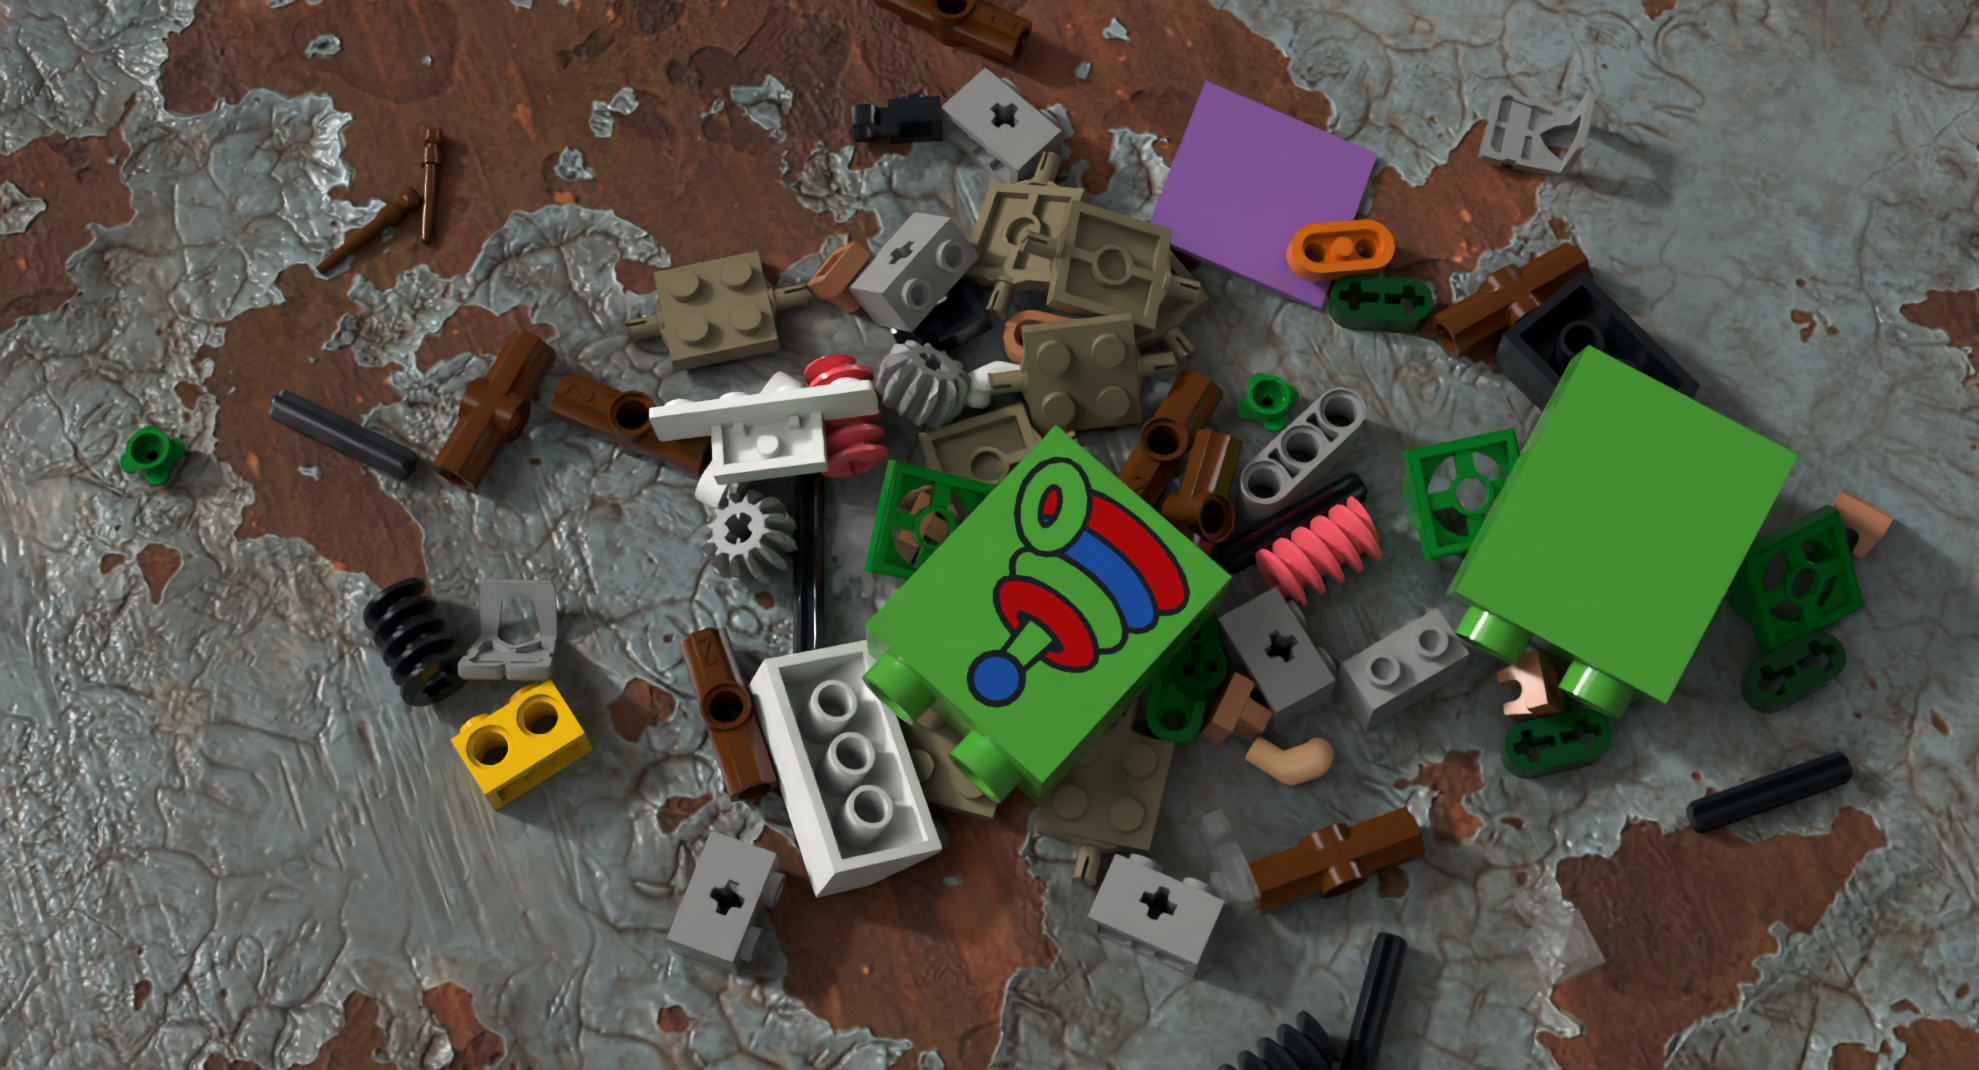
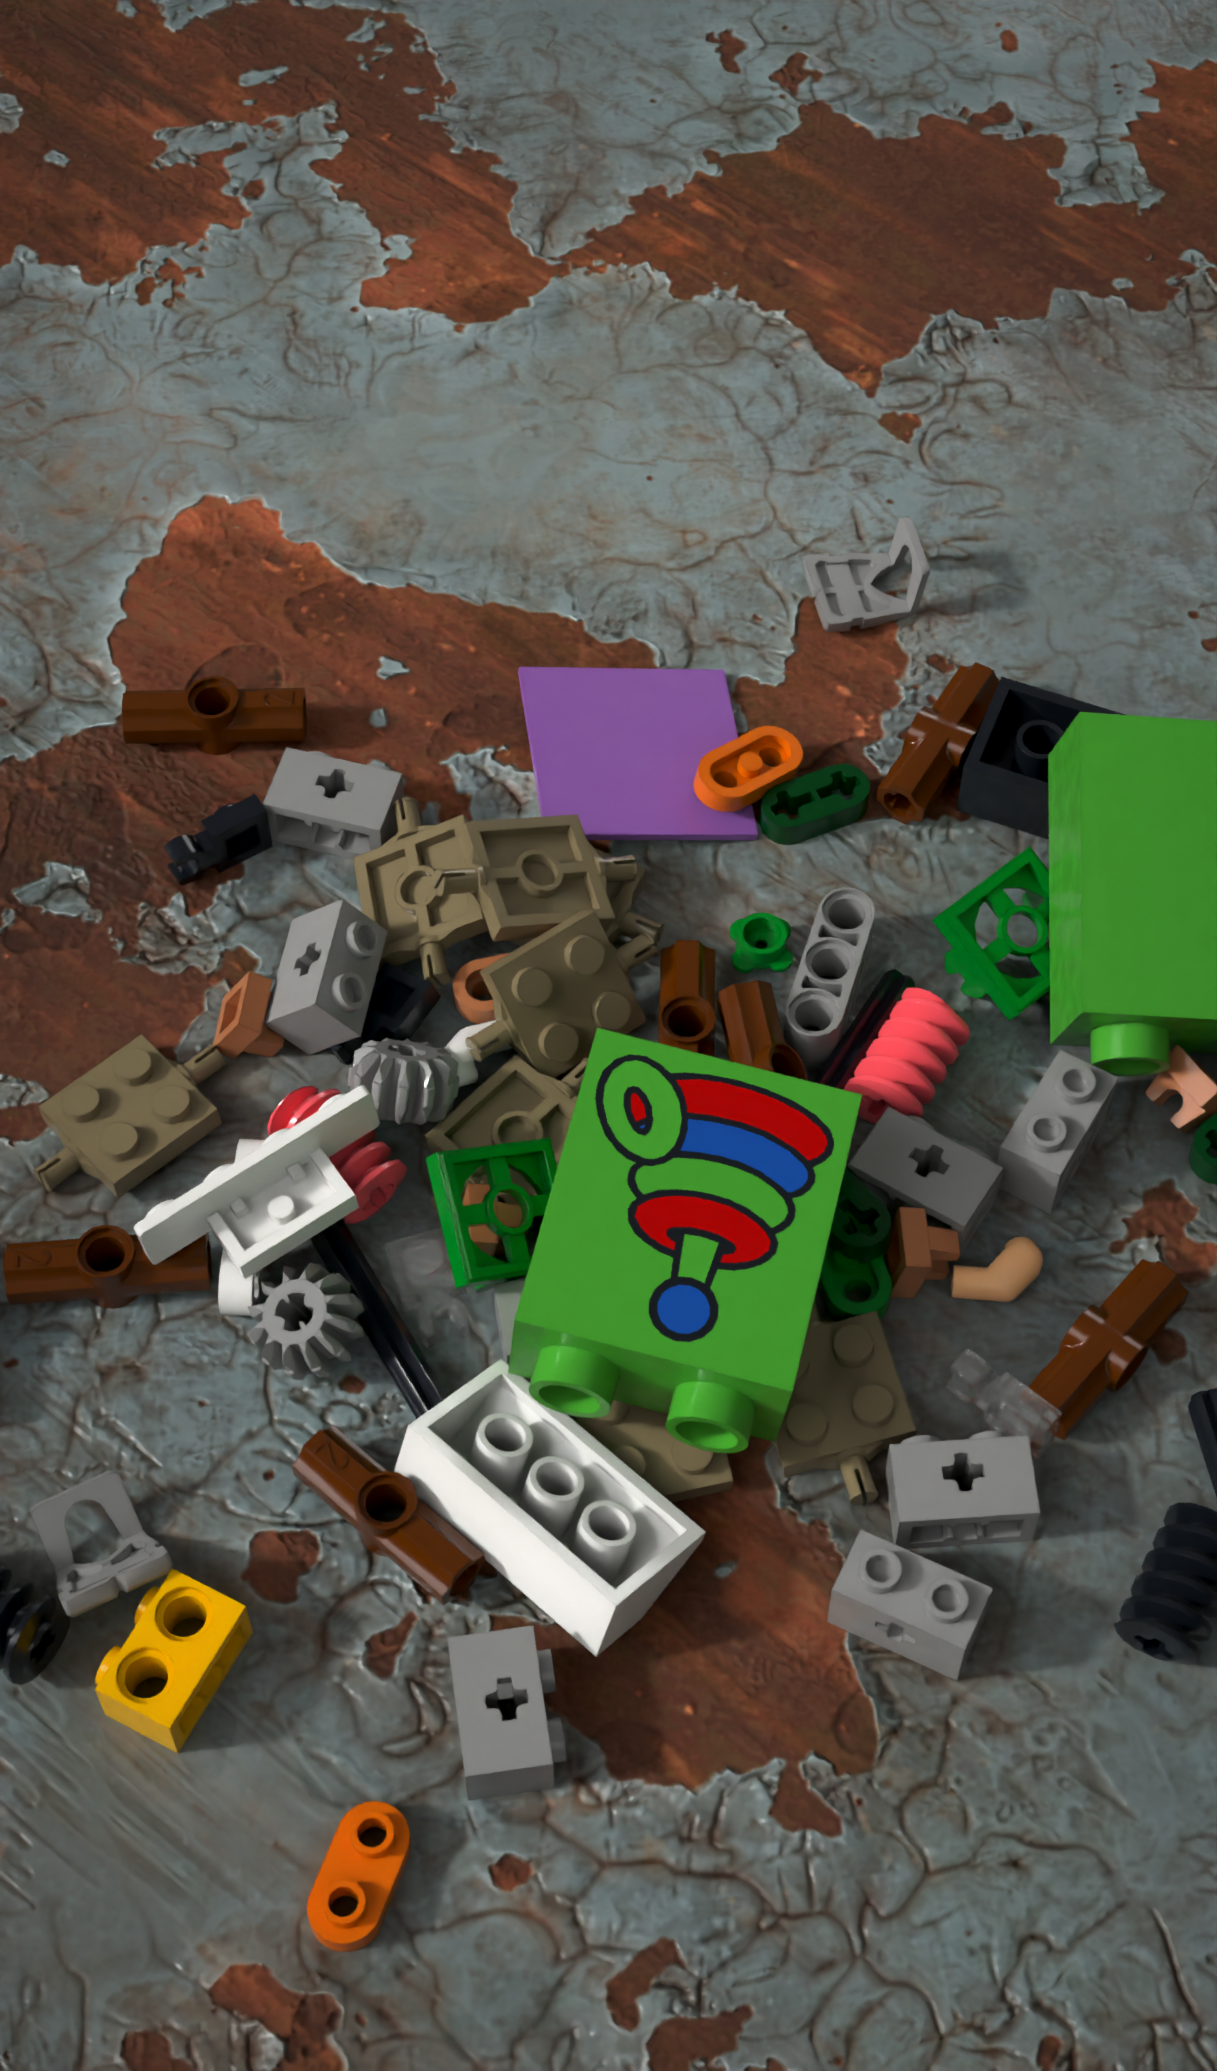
camera: 30 degrees left, 10 degrees down
(570, 970) = (359, 1872): none -> orange plate
(1062, 980) = (908, 1604): none -> light grey brick

